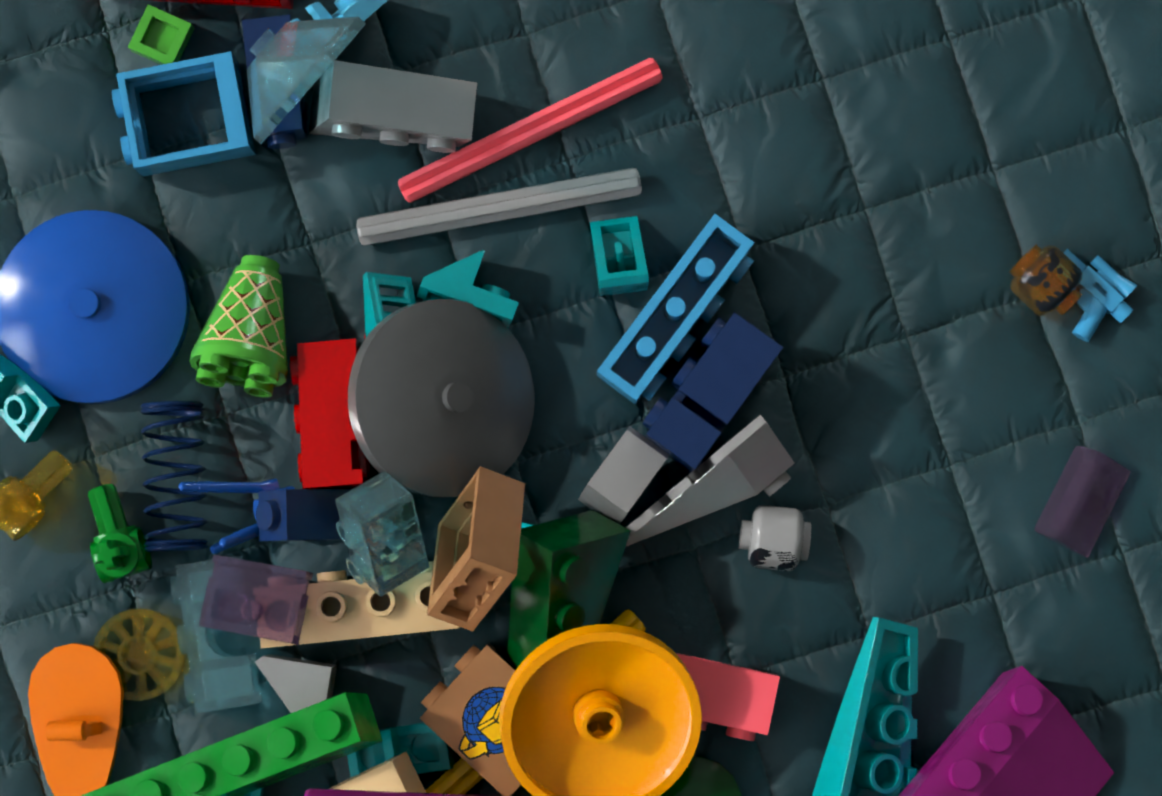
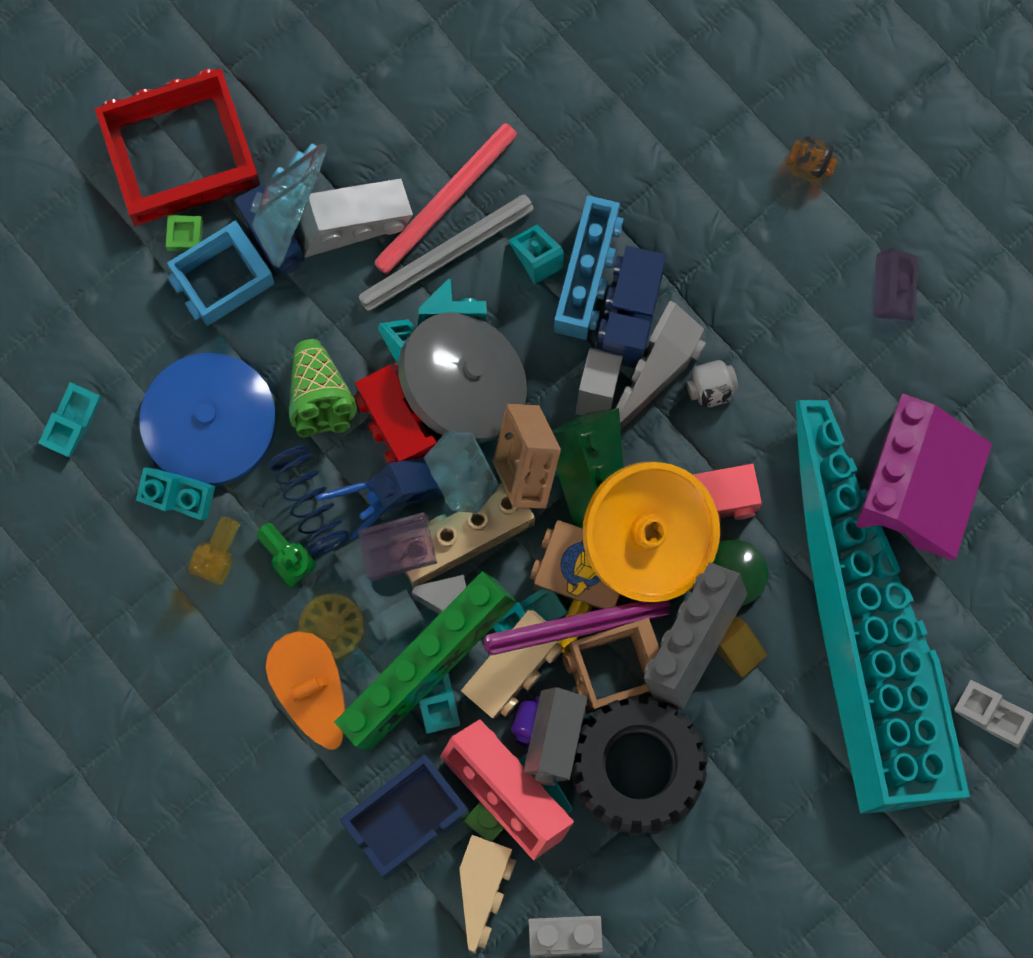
camera: 25 degrees left, 10 degrees down
(1101, 293) = (851, 156): dark azure piece -> none

